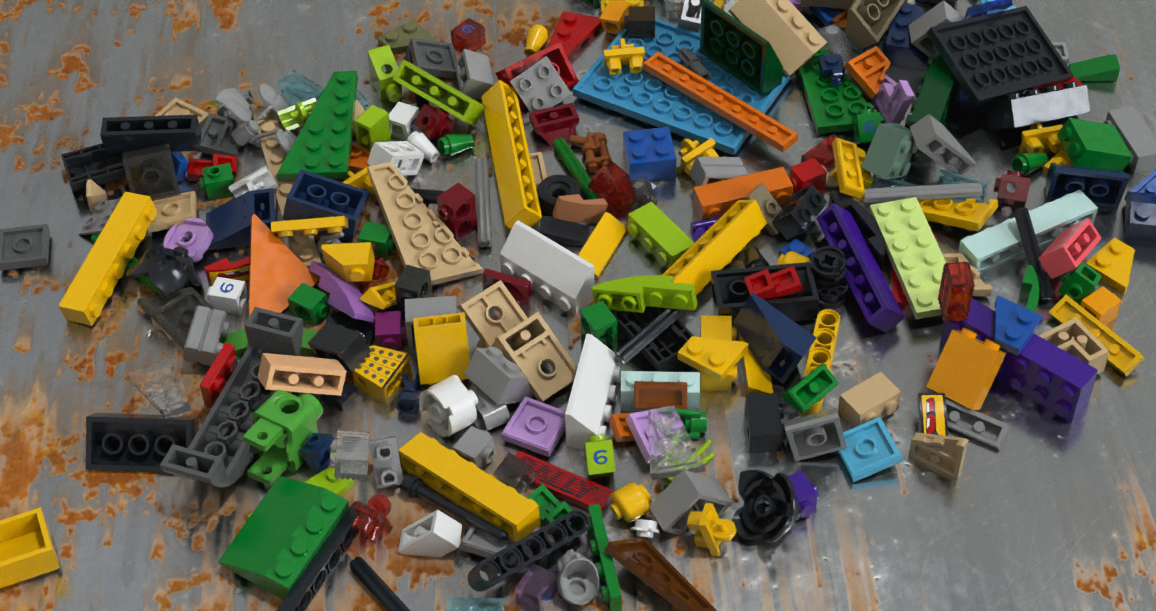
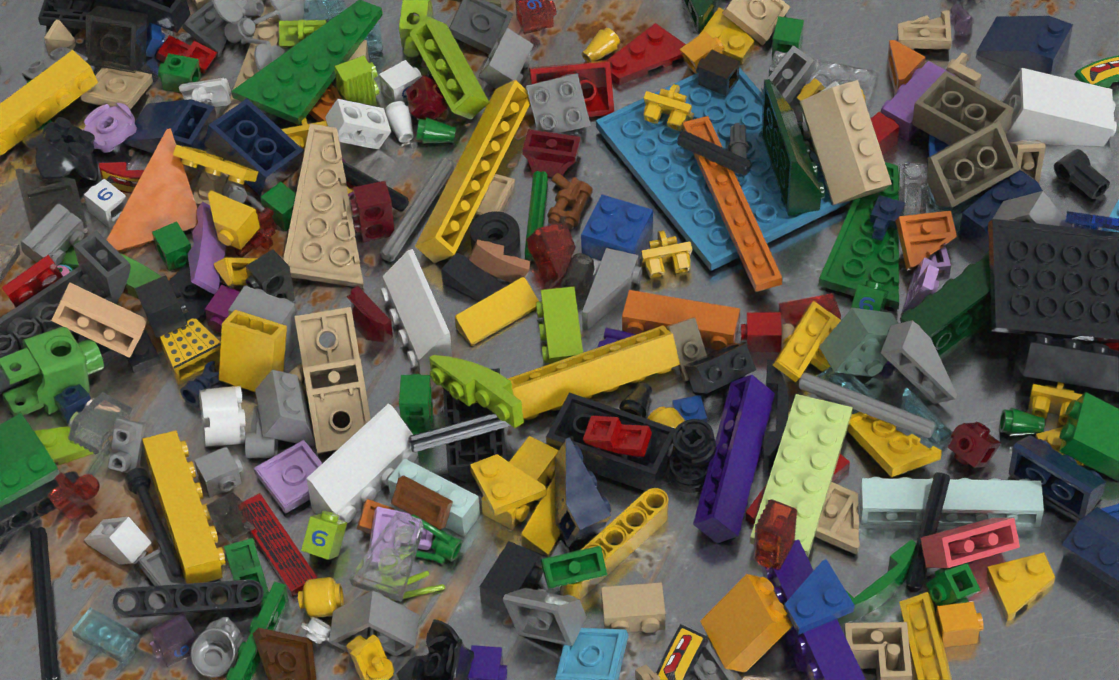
camera: 30 degrees right, 5 degrees up
(671, 188) = (611, 285): none -> light grey slope
(685, 71) = (714, 153): none -> black axle
(715, 169) = (670, 281): light grey brick -> none

